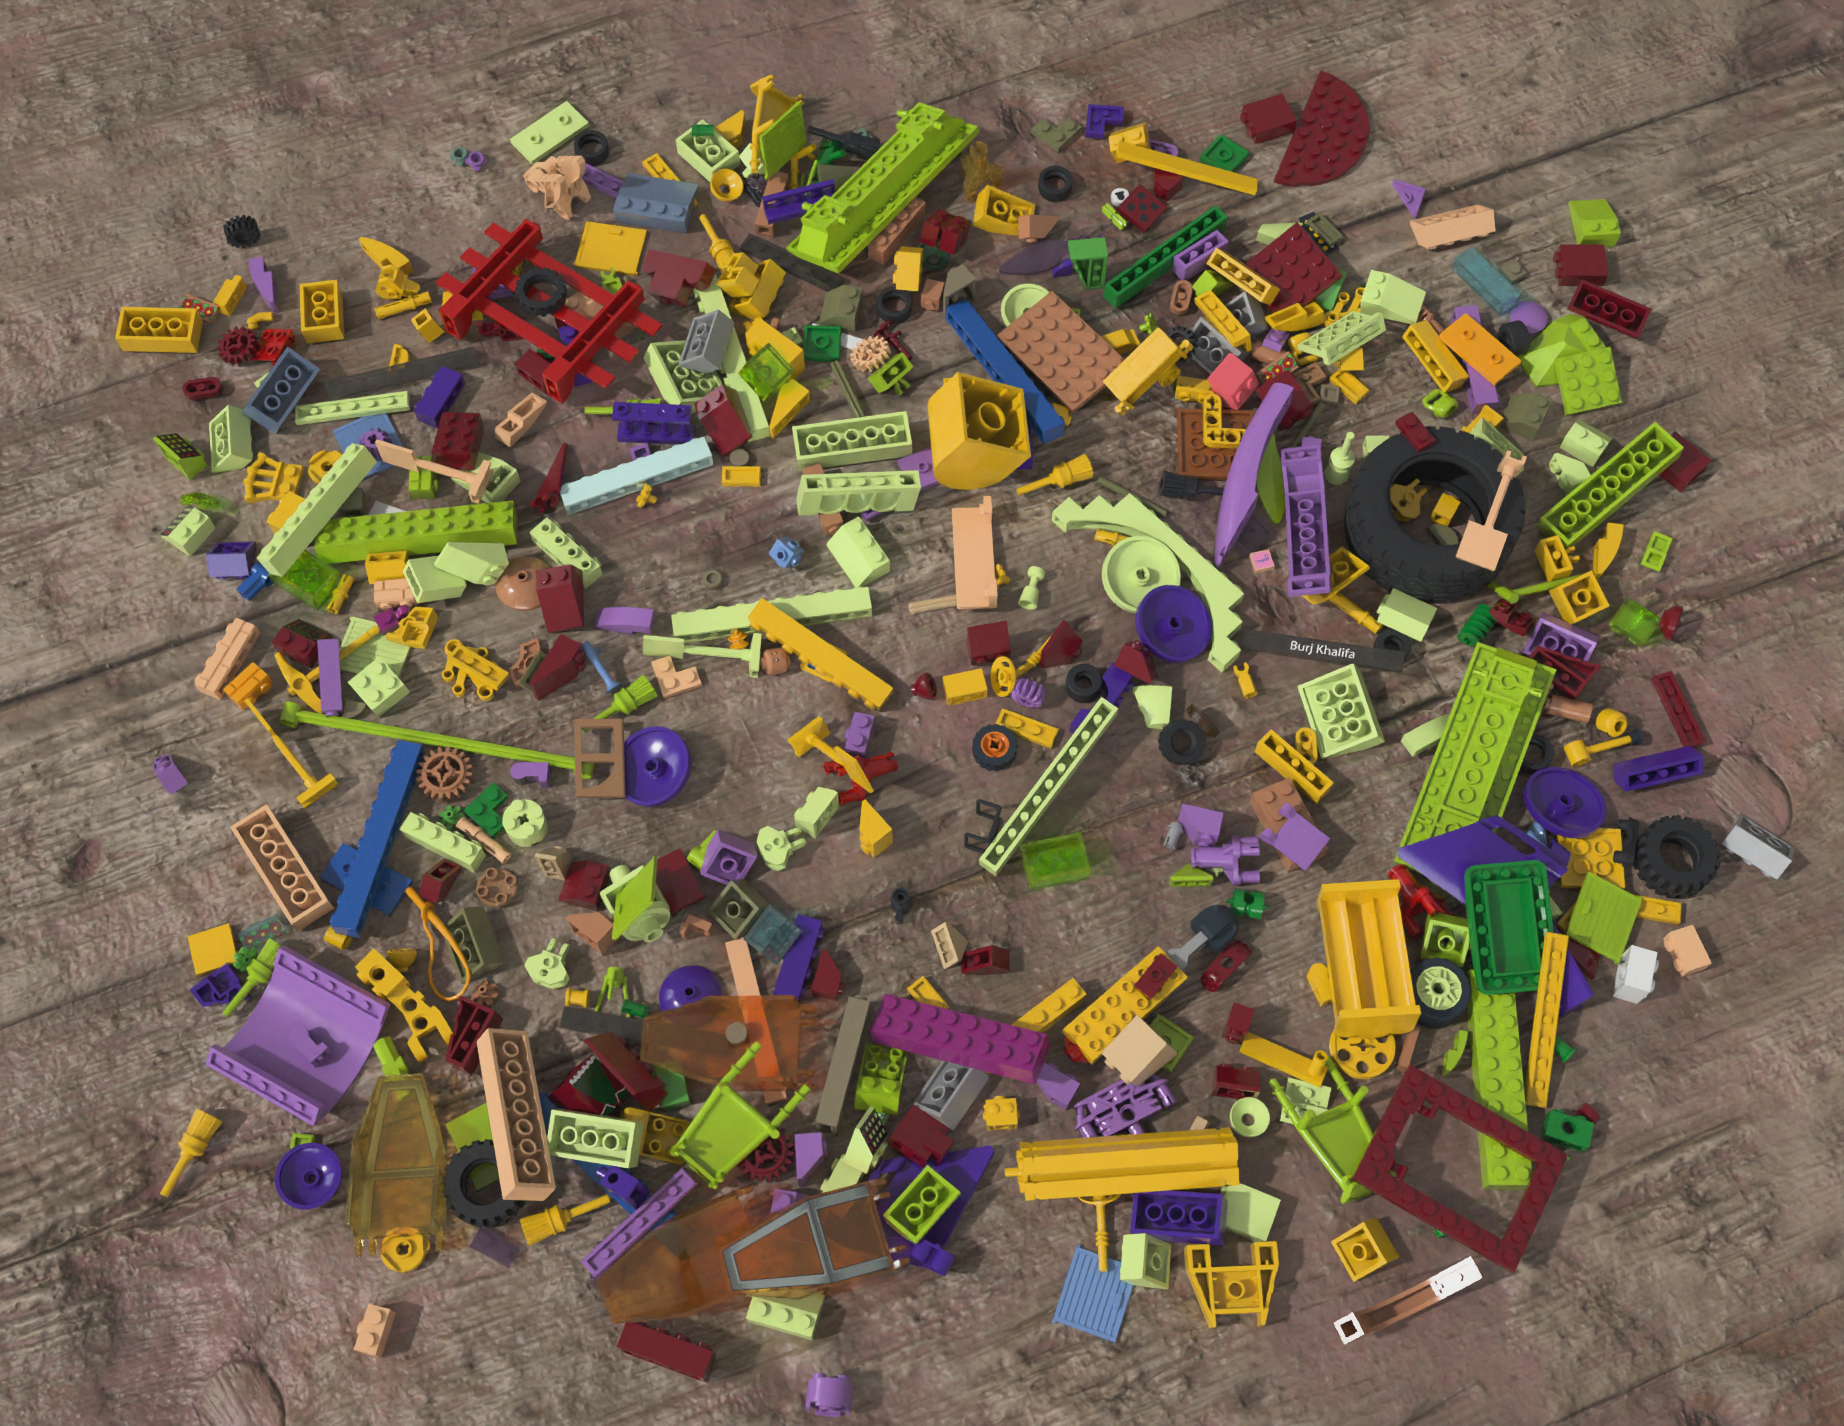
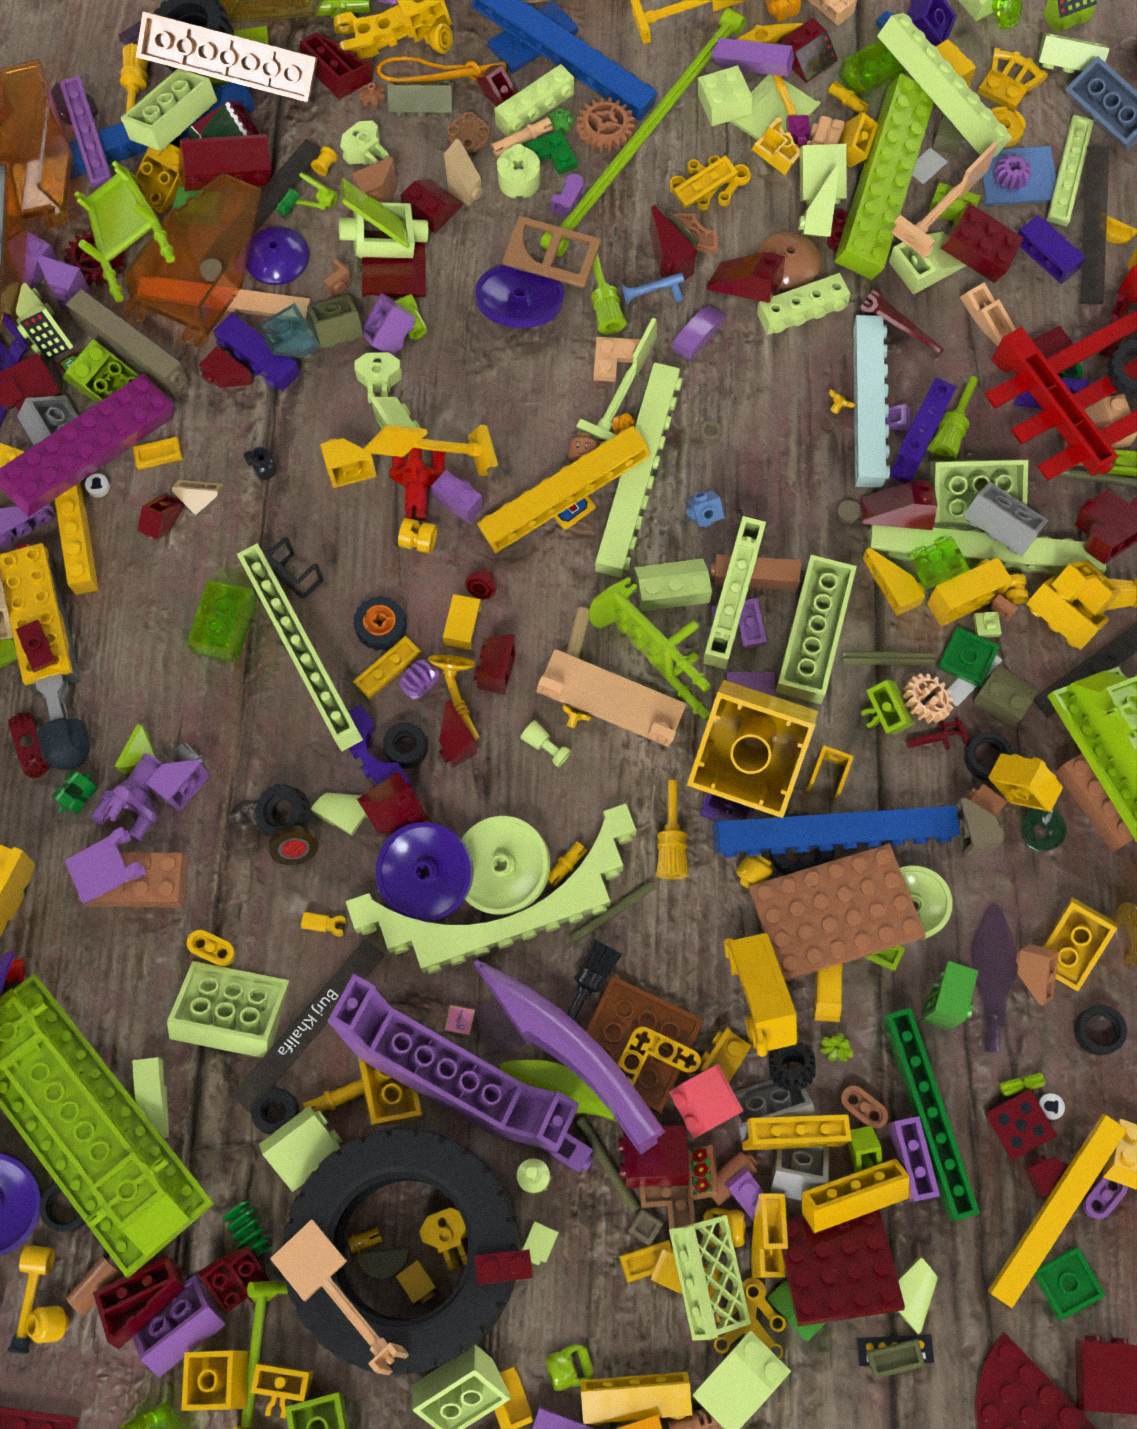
camera: 115 degrees right, 5 degrees up
(622, 1186) = (110, 124): dark purple torso -> none
(741, 476) = (826, 506): yellow tile -> none
(907, 566) = (614, 606): none -> lime piece
(908, 750) = (417, 535): none -> yellow wheel
(953, 231) = (1075, 855): dark red piece -> none
(1293, 765) = (191, 916): yellow brick -> none

